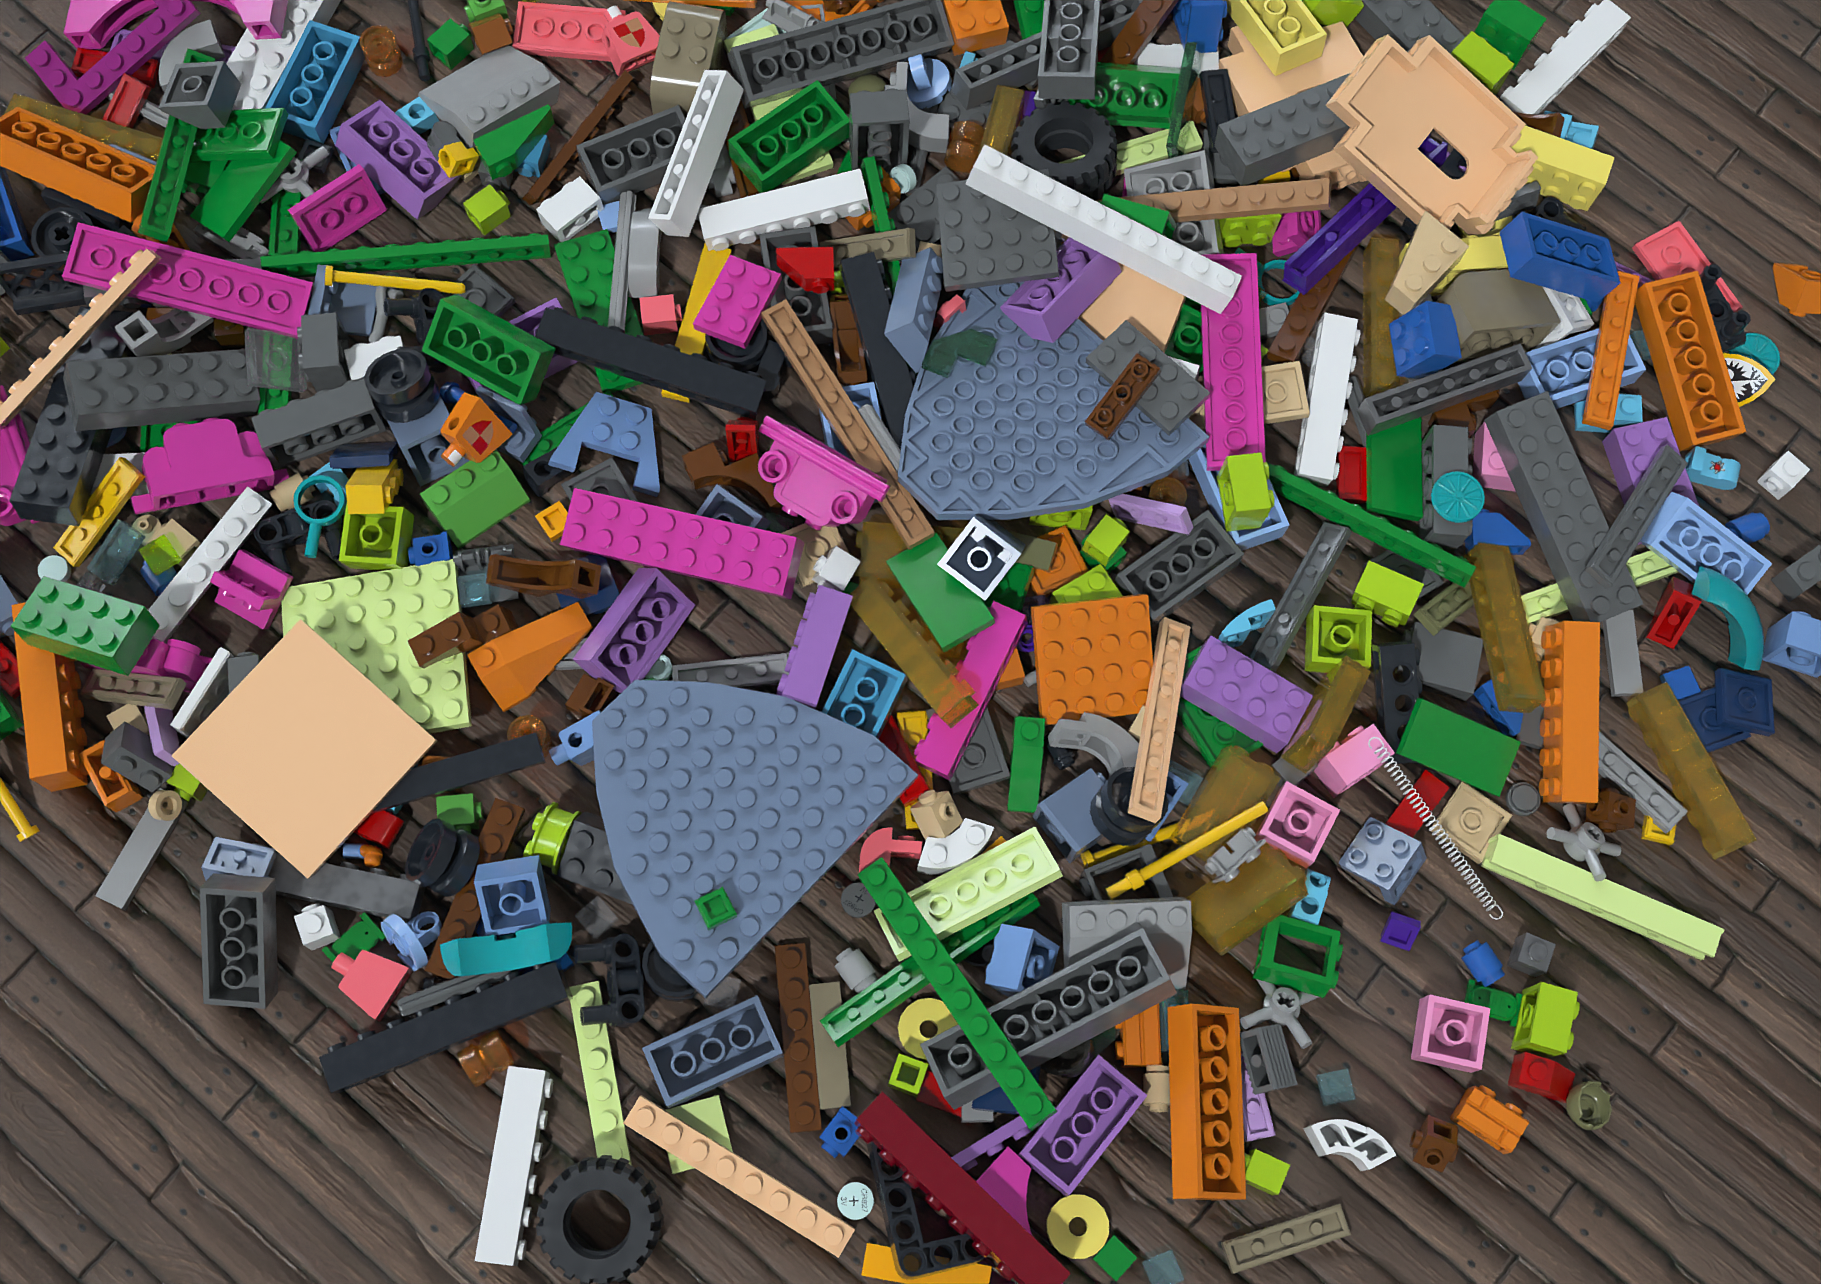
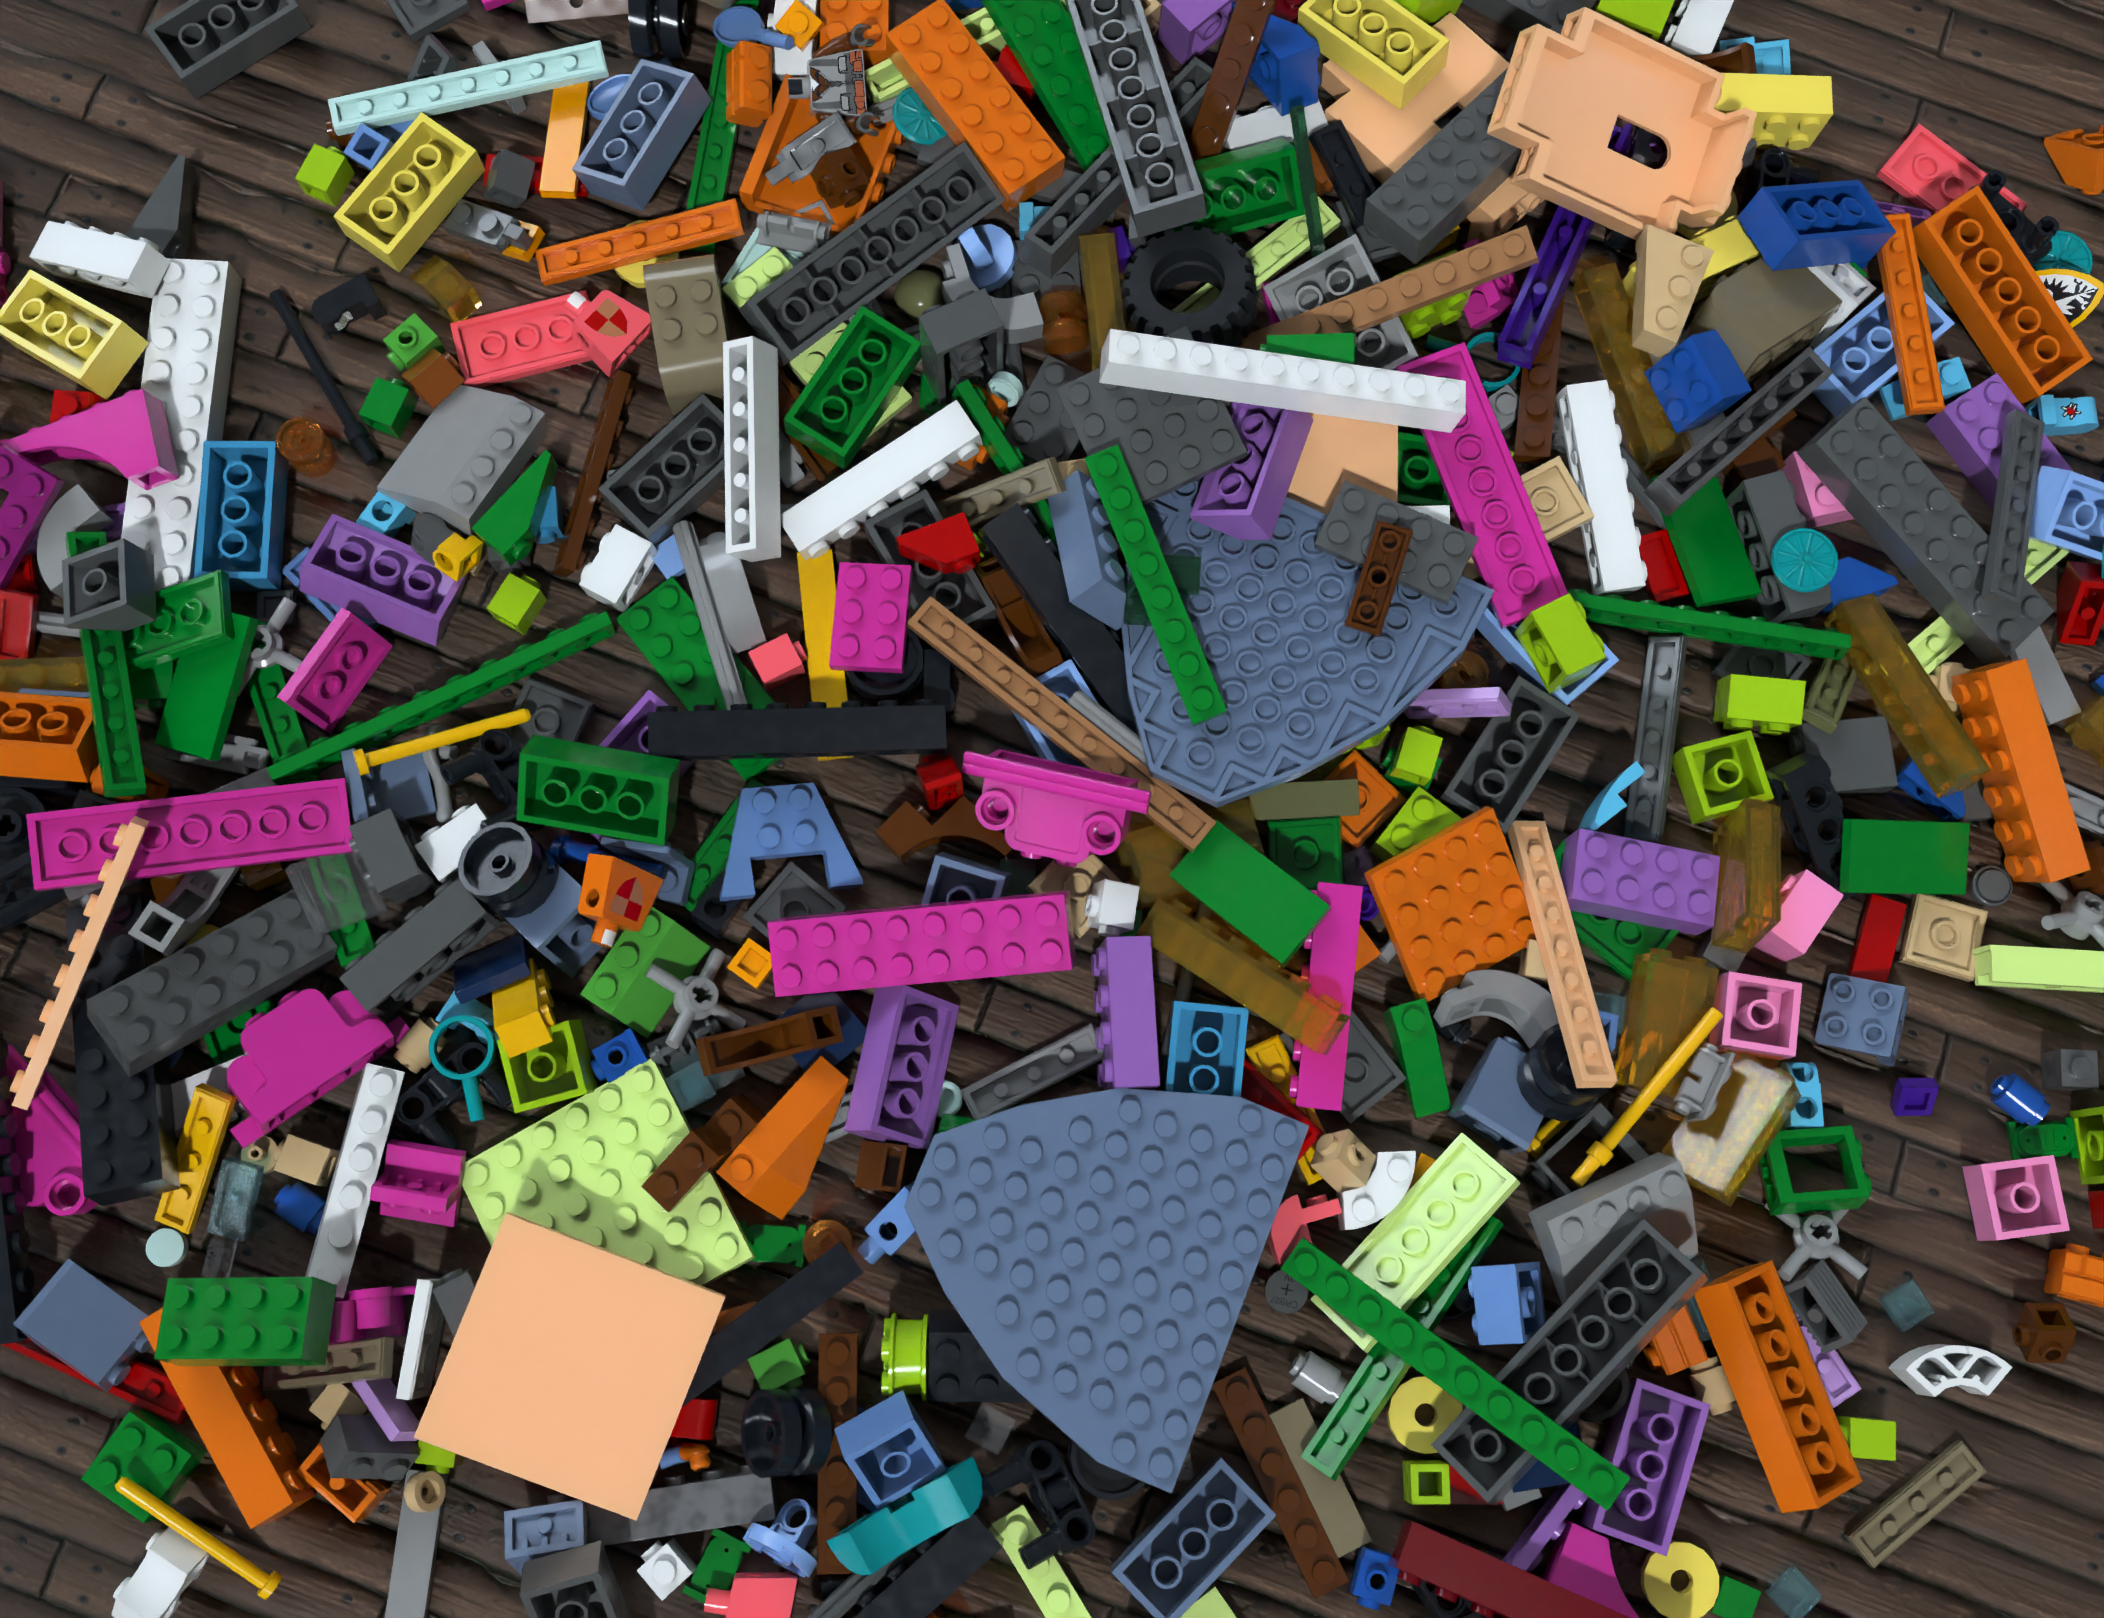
camera: 20 degrees left, 5 degrees up
(160, 555) = (293, 1186): clear neon green tile -> none
(487, 725) = (773, 1242): none -> green piece
(494, 532) = (685, 994): none -> light grey bar
(715, 908) = (1143, 1384): green tile -> none
(953, 346) = (1156, 586): none -> green plate
(982, 555) = (1285, 832): sand blue slope -> none
(1431, 828) = (1839, 911): white piece -> none

